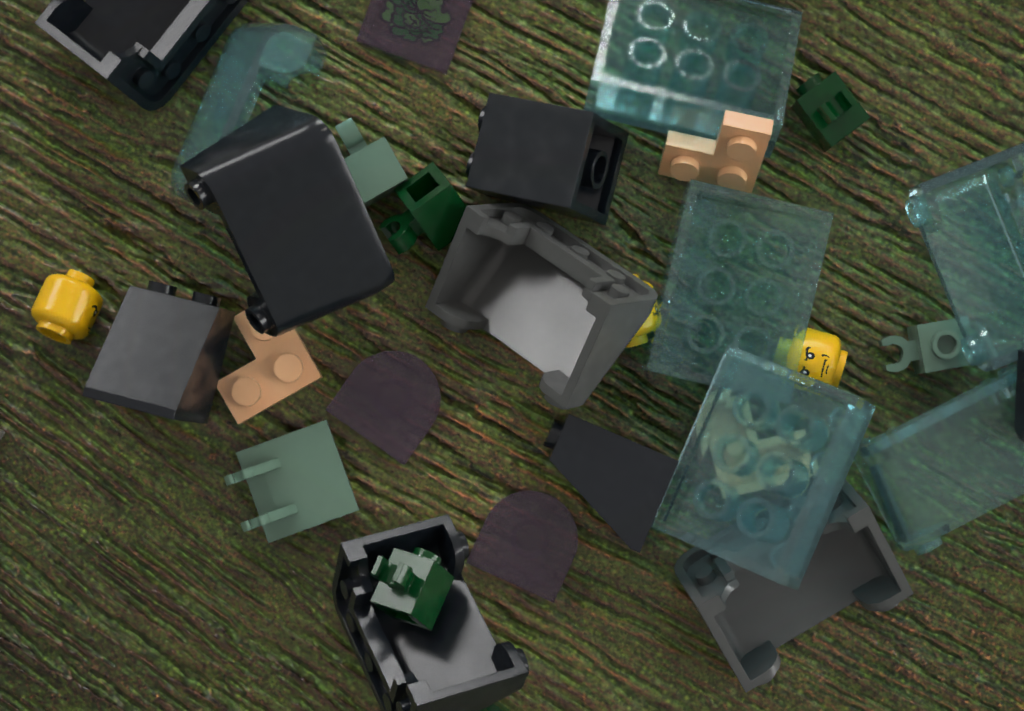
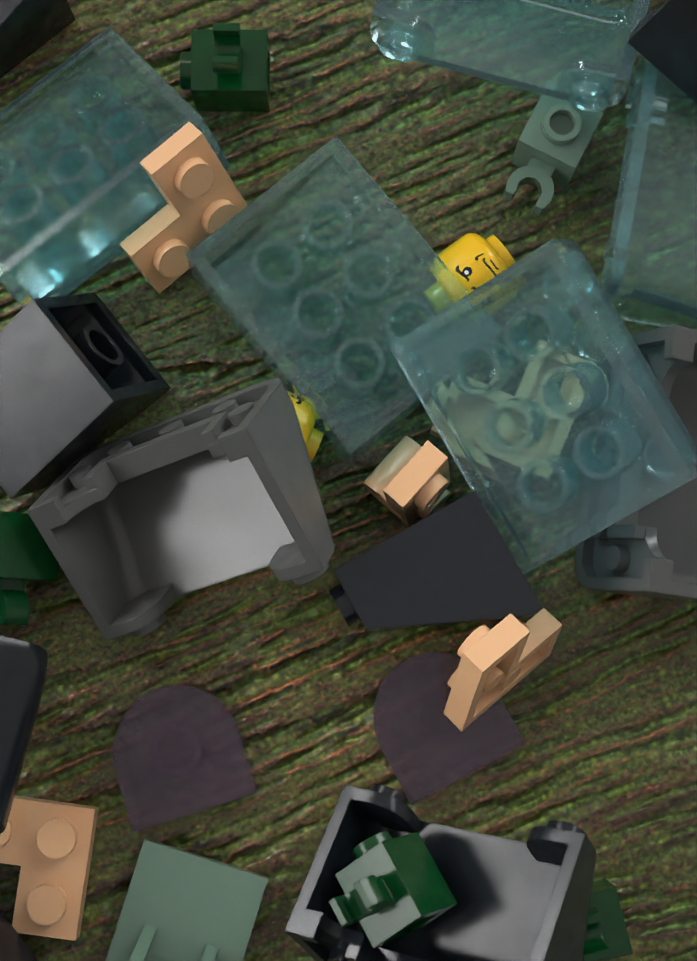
camera: 50 degrees left, 5 degrees down
(588, 550) = (496, 662): none -> light nougat plate
(658, 416) = (411, 480): none -> light nougat plate

